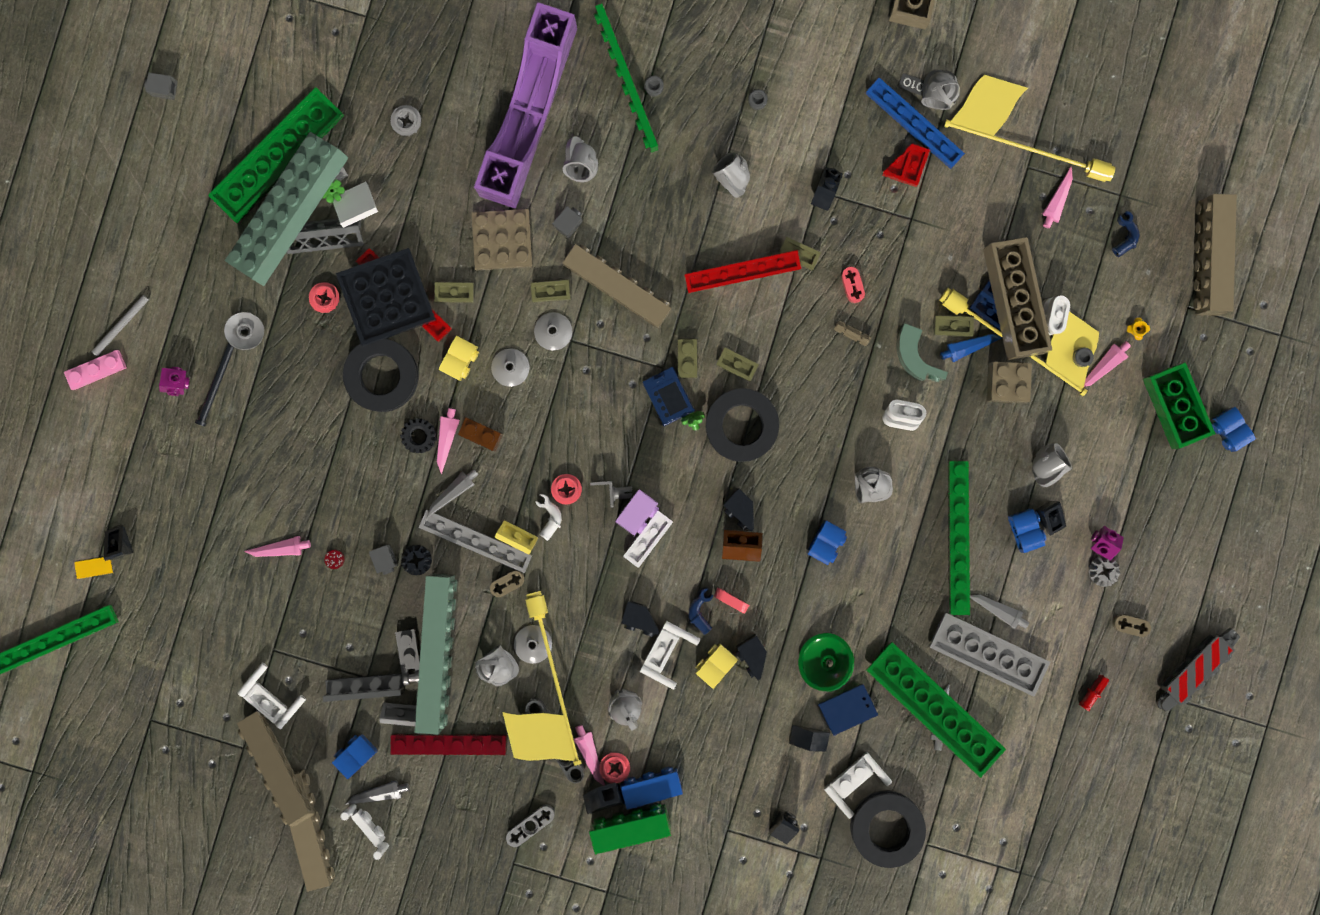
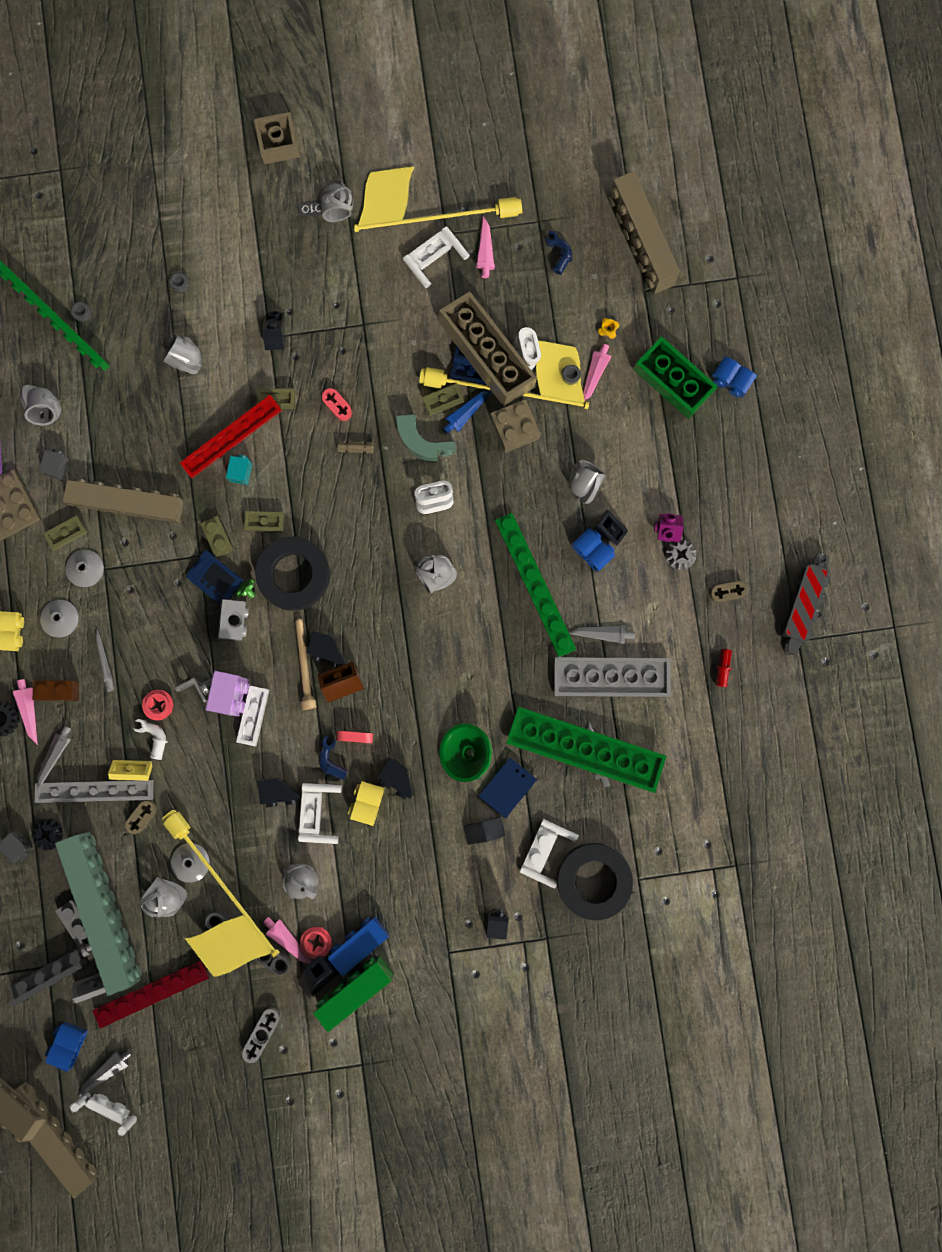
camera: 20 degrees left, 5 degrees down
(534, 429) = (107, 677): none -> light grey bar
(658, 448) = (232, 608): none -> light grey brick
(704, 548) = (307, 701): none -> tan piece
(736, 305) = (239, 469): none -> teal brick
(826, 542) = (417, 643): blue brick -> none
(908, 165) = (338, 279): red wing -> none
(914, 123) = (327, 240): blue plate -> none
(1006, 179) = (432, 250): none -> white plate

